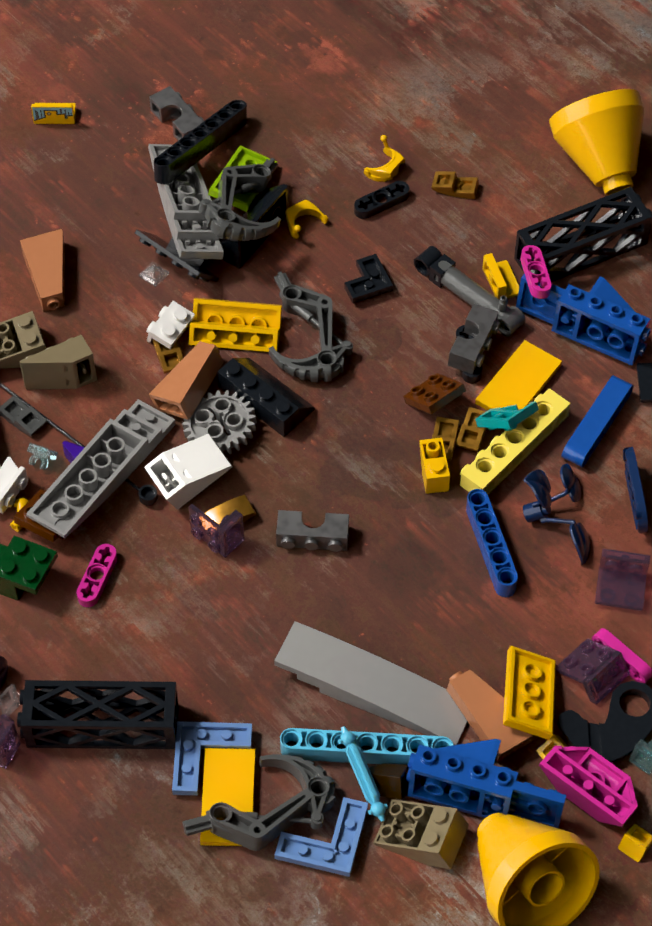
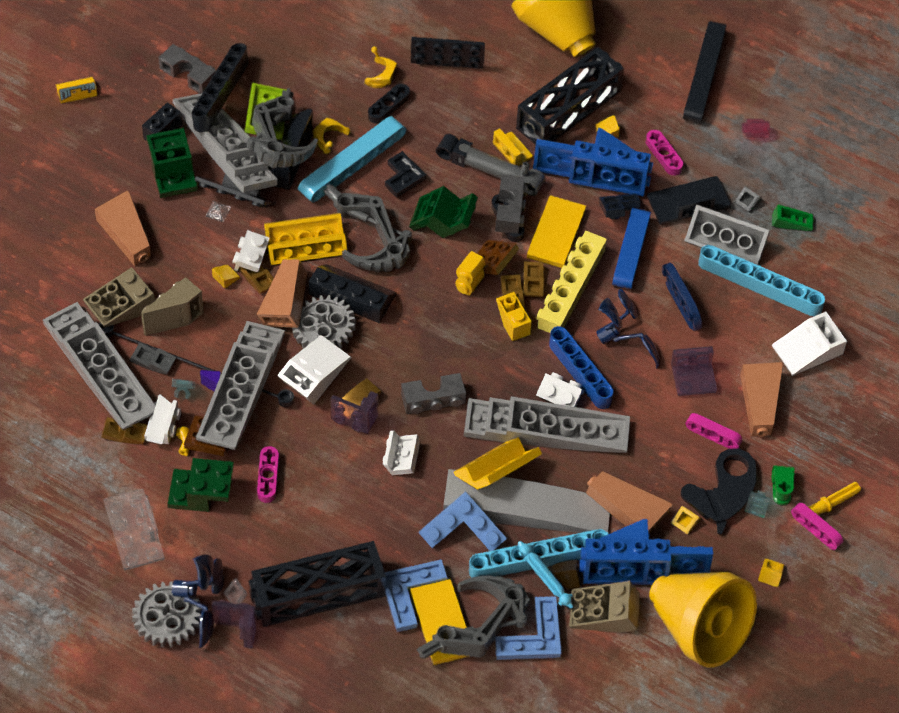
camera: 20 degrees left, 0 degrees up
(119, 210) = (171, 163): none -> dark green bracket
(127, 168) = (164, 120): none -> black brick
(134, 344) = (224, 275): none -> yellow slope
(251, 589) = (401, 453): none -> white bracket
(300, 676) = (461, 510): none -> medium blue plate
(319, 249) = (352, 158): none -> medium azure beam
(351, 629) = (496, 463): none -> yellow slope
(396, 330) = (443, 212): none -> dark green bracket
(400, 405) = (470, 273): none -> yellow brick
(429, 599) = (546, 425): none -> light grey slope
(449, 184) = (443, 77): pearl gold slope -> none
(458, 564) = (558, 391): none -> white bracket
(463, 158) = (447, 52): none -> black bracket
(506, 417) = (559, 262): teal wing -> none
(529, 692) = (653, 477): yellow tile -> none
(533, 279) = (546, 143): dark pink beam -> none
(591, 783) = (727, 534): dark pink wedge -> none
(592, 367) = (615, 206): none -> black plate
(596, 667) = (695, 444): clear purple bracket -> none
(618, 280) = (609, 125): none -> yellow slope

